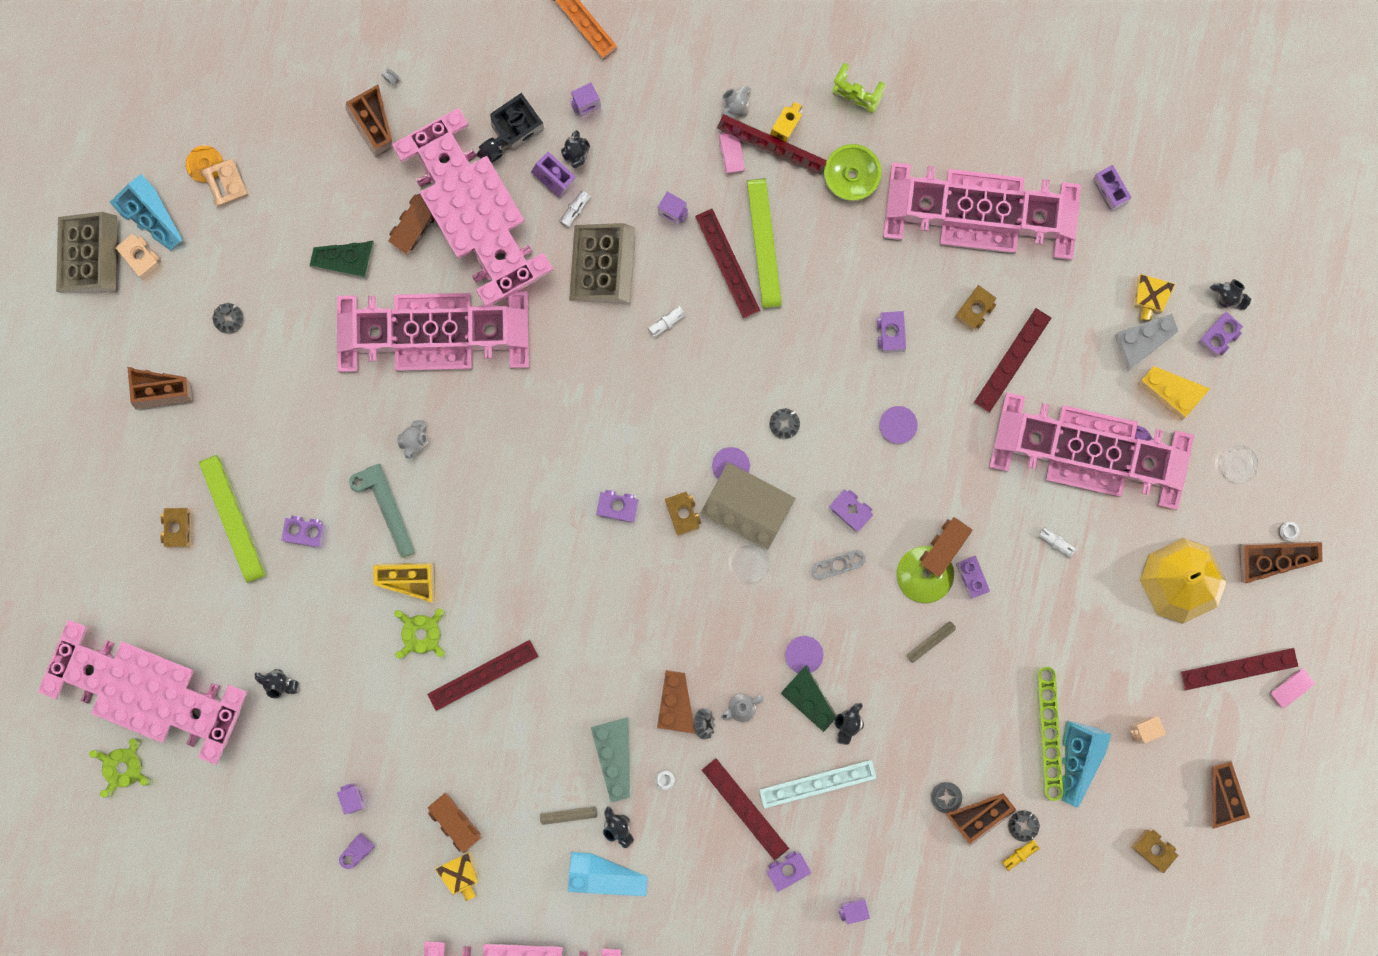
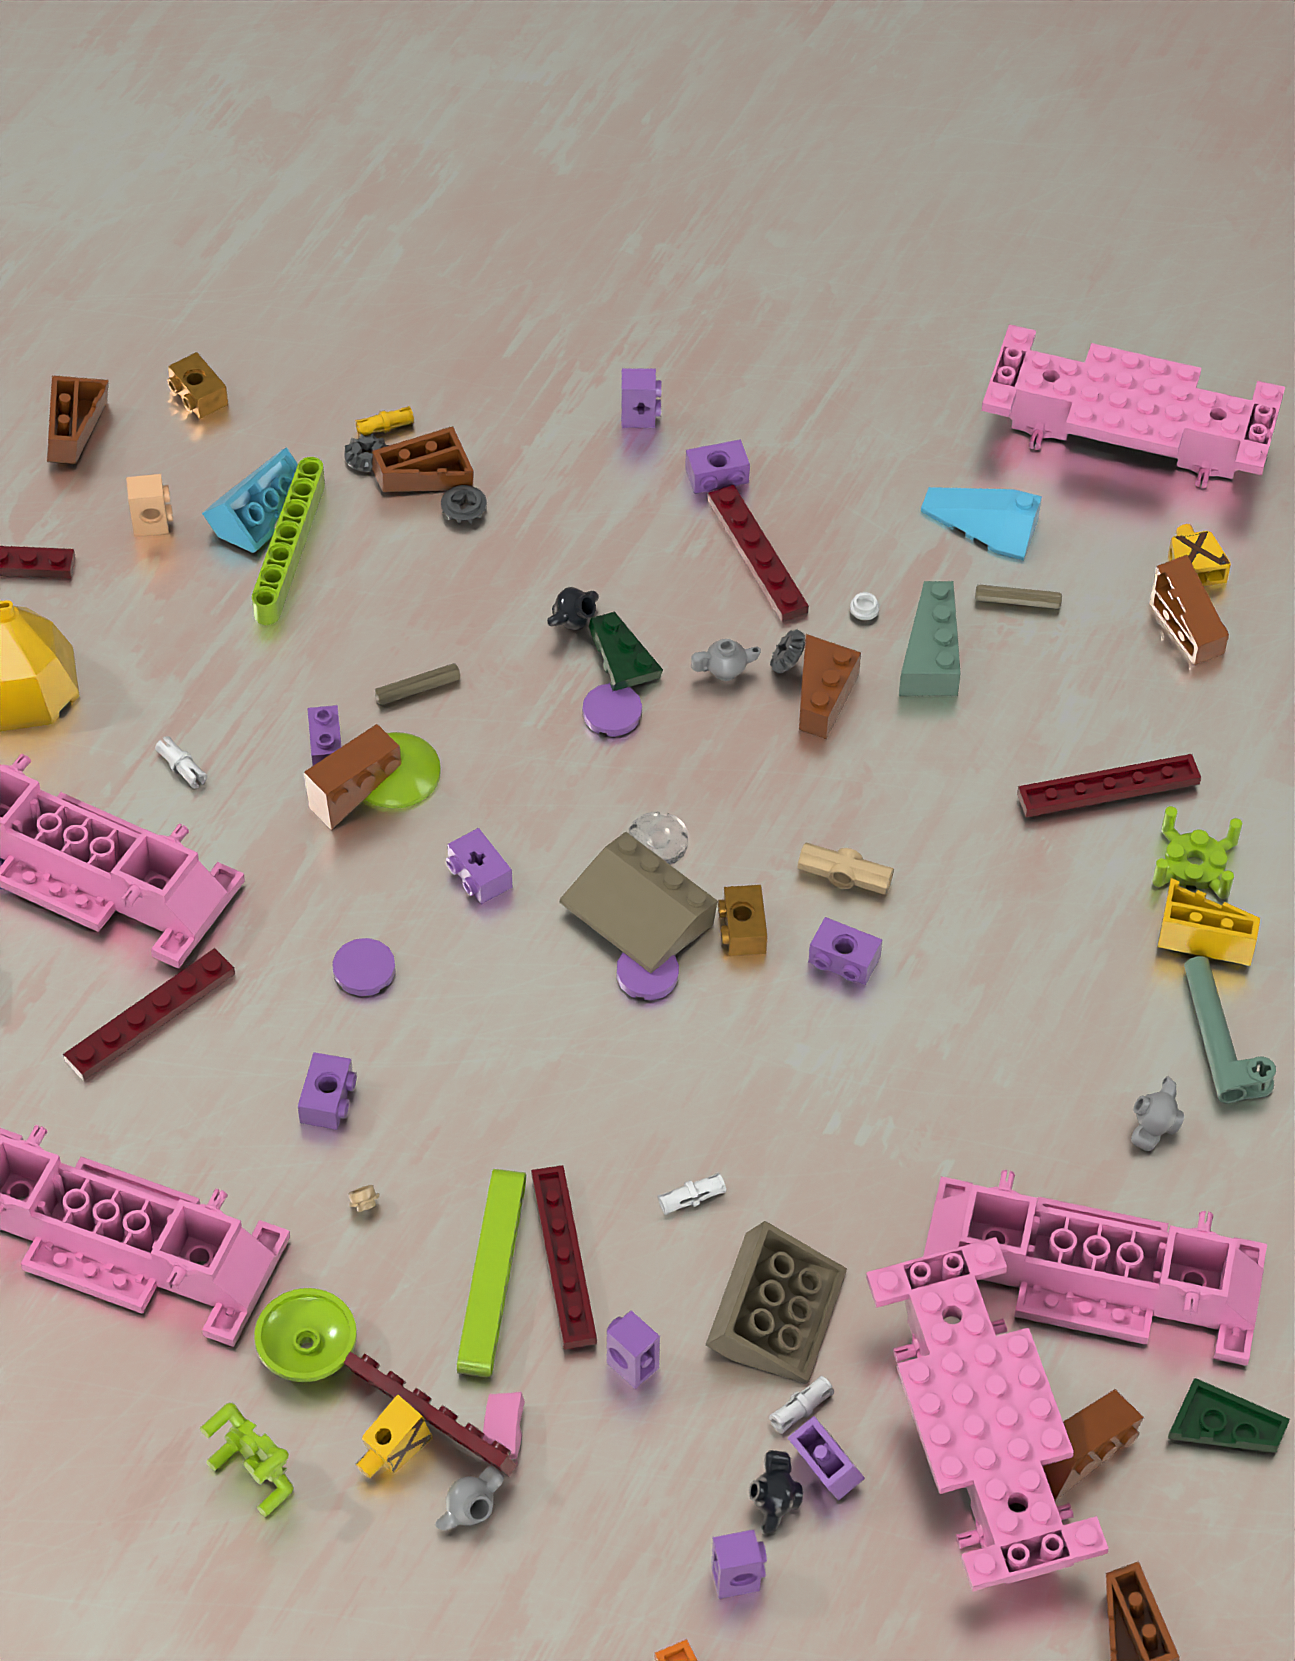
camera: 170 degrees left, 30 degrees down
(513, 125) = (878, 1554): black brick -> none
(617, 828) = (950, 560): black piece -> none
(630, 568) = (845, 868): none -> tan piece
(785, 432) = (542, 1020): dark grey gear -> none
(817, 784) = (643, 555): light aqua plate -> none
(849, 270) = (363, 1198): none -> tan plate
(854, 565) = (501, 816): light grey beam -> none
(978, 297) = (172, 1108): pearl gold brick -> none

